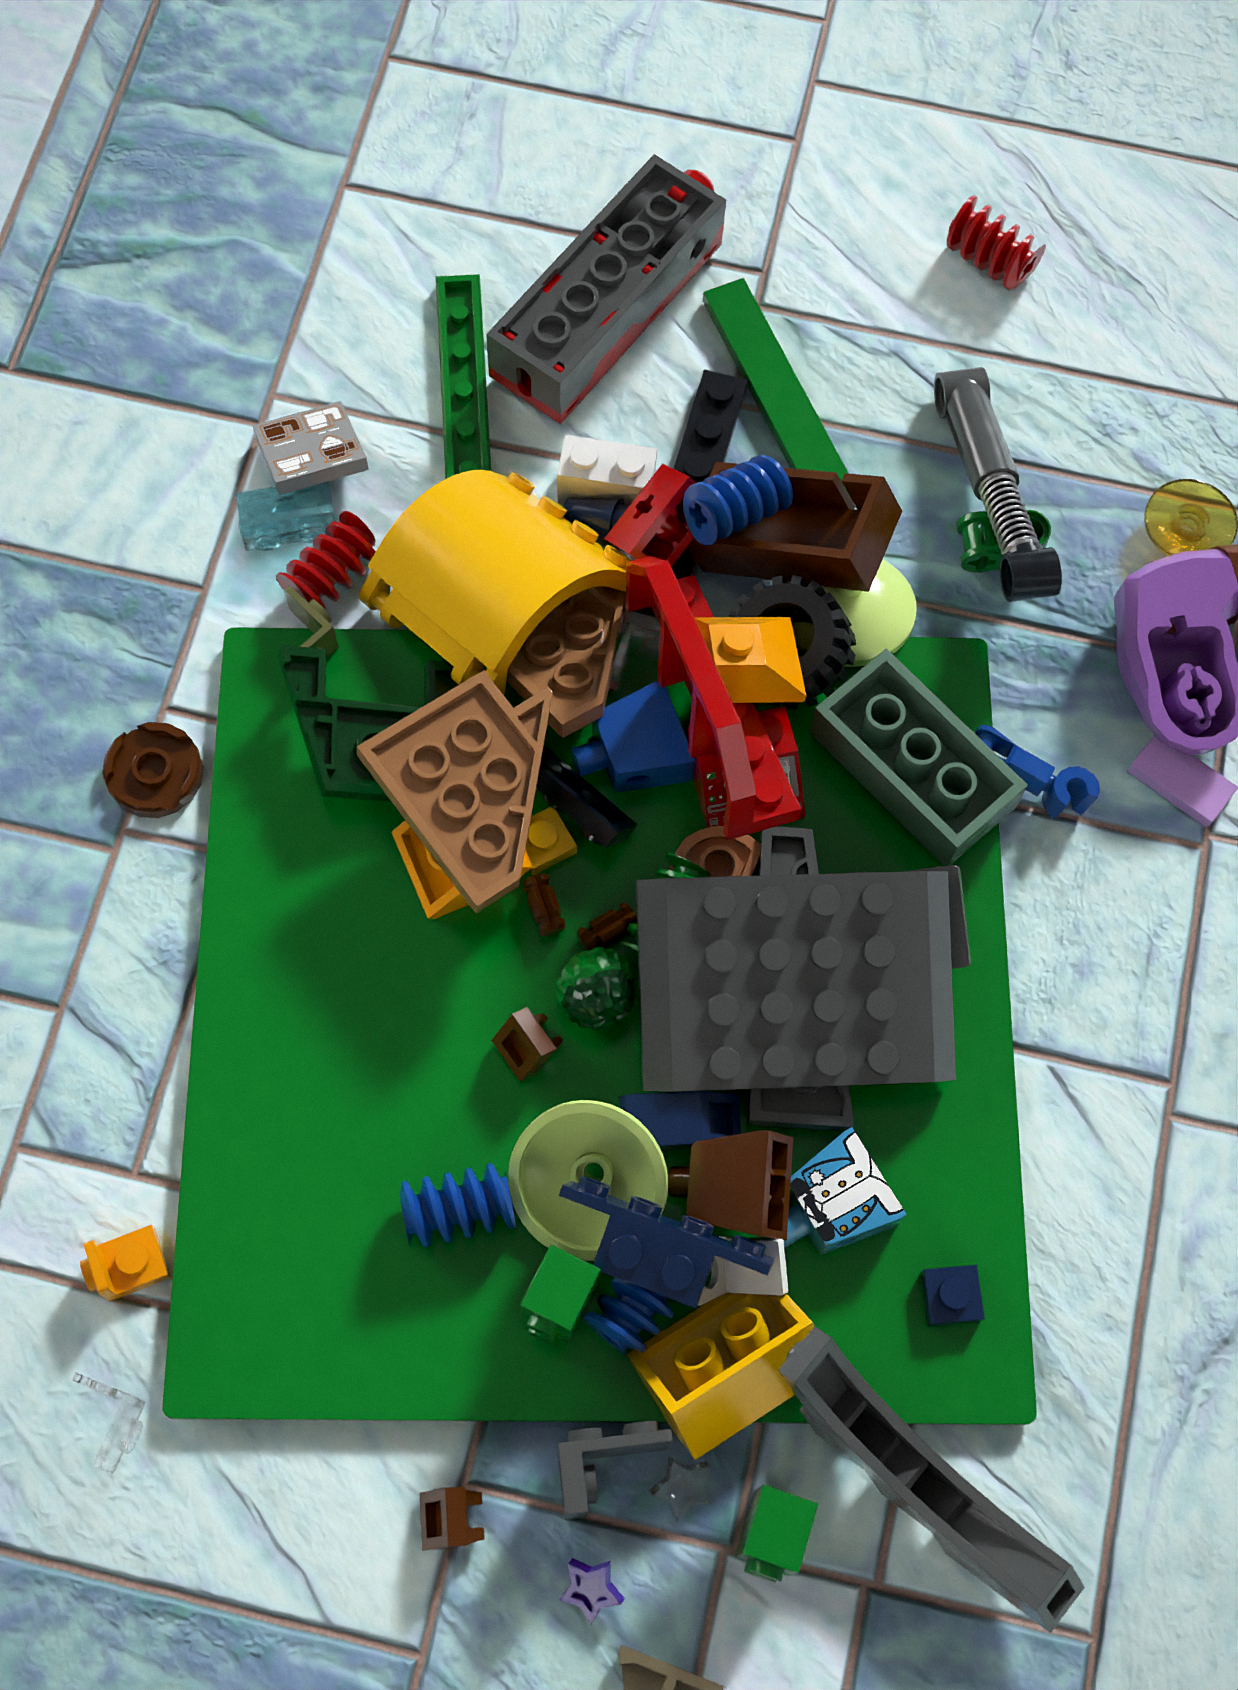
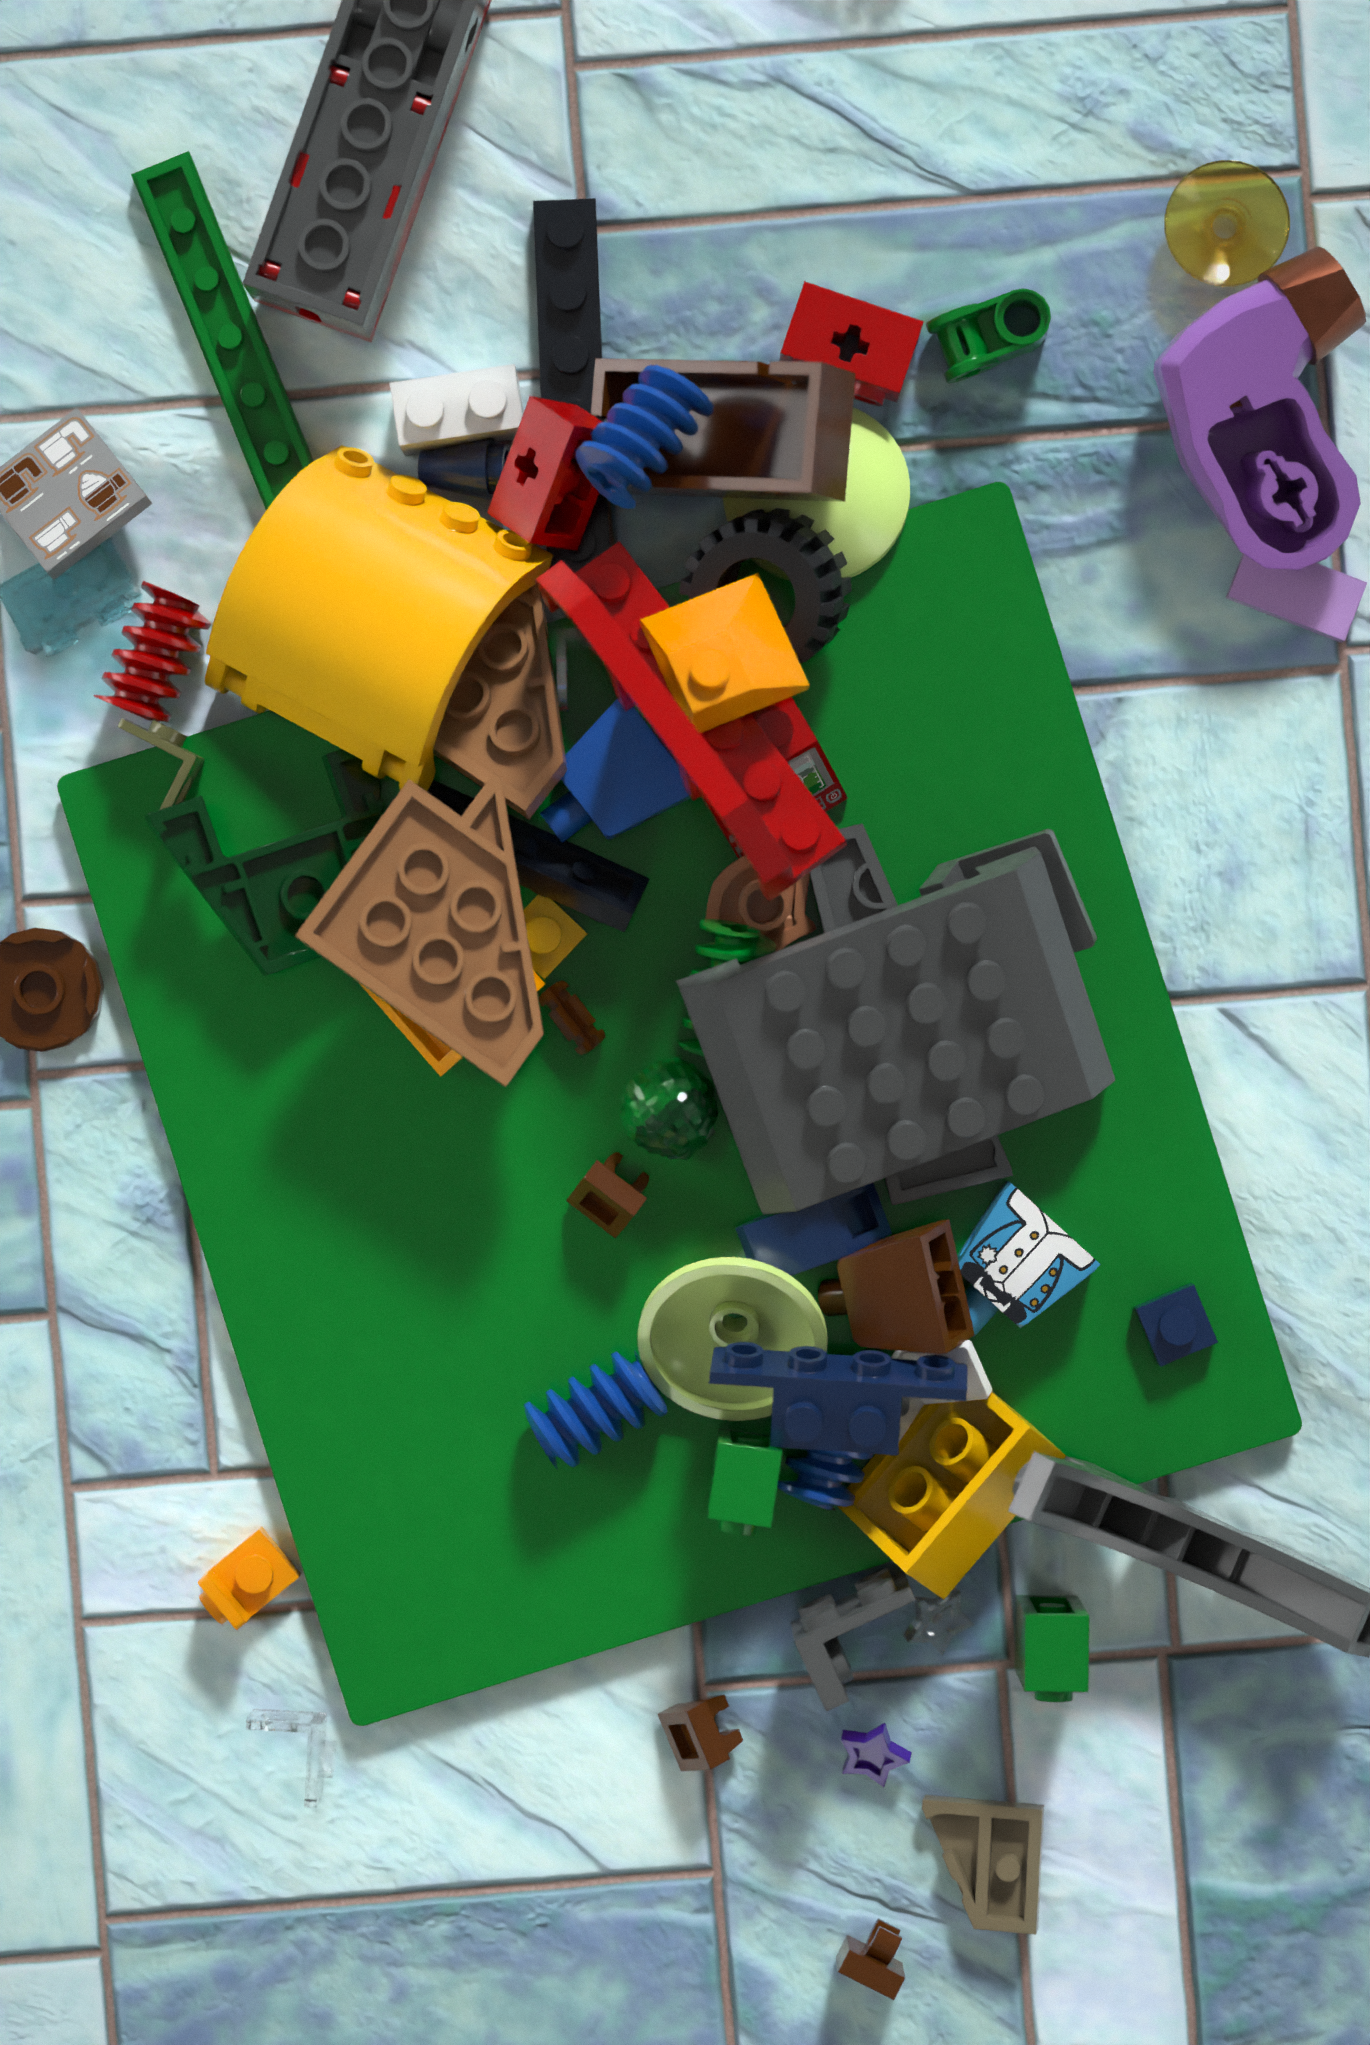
camera: 15 degrees left, 20 degrees up
(607, 928) = (655, 1022): reddish brown piece -> none
(771, 379) = (641, 201): green tile -> none
(916, 757) = (963, 692): sand green brick -> none
(923, 520) = (883, 334): none -> red brick
(1025, 565) = (893, 145): piece -> none
(1071, 784) = (1109, 652): blue piece -> none

